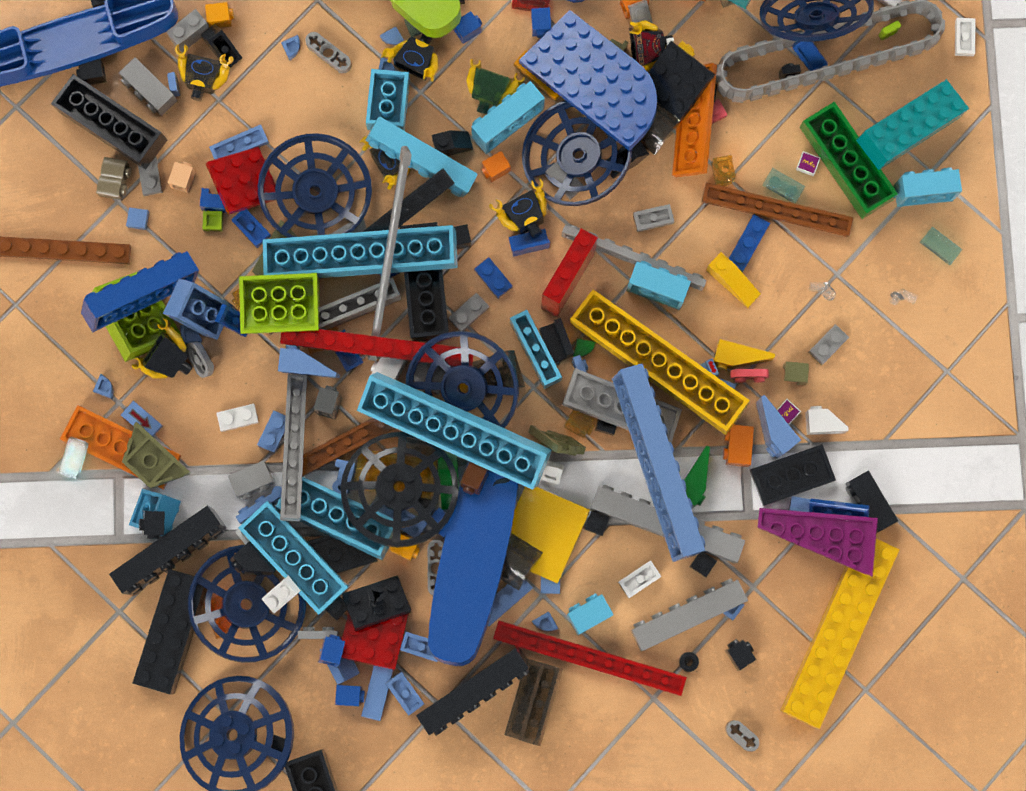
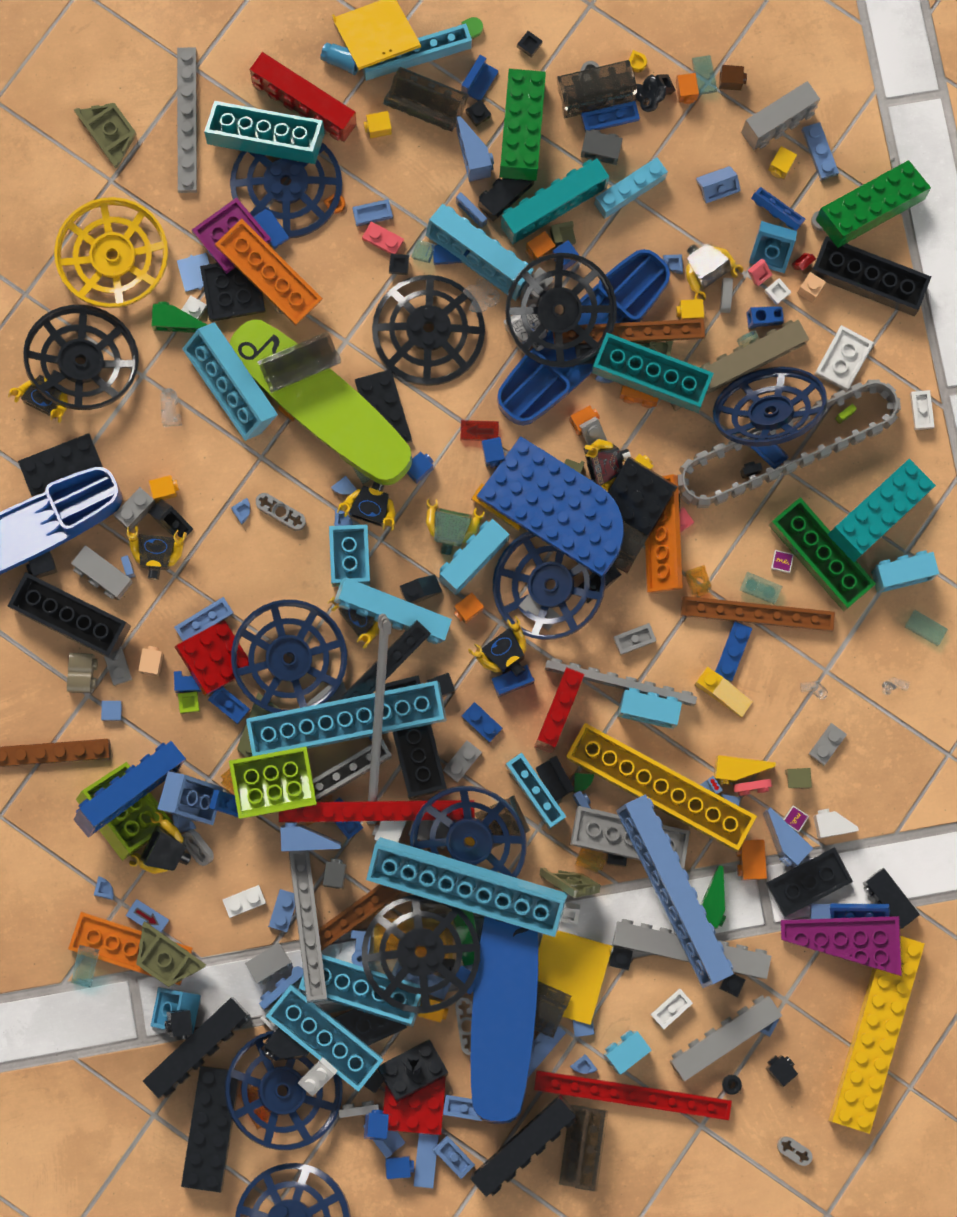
camera: 15 degrees left, 0 degrees up
(473, 479) = (493, 933): reddish brown brick -> none

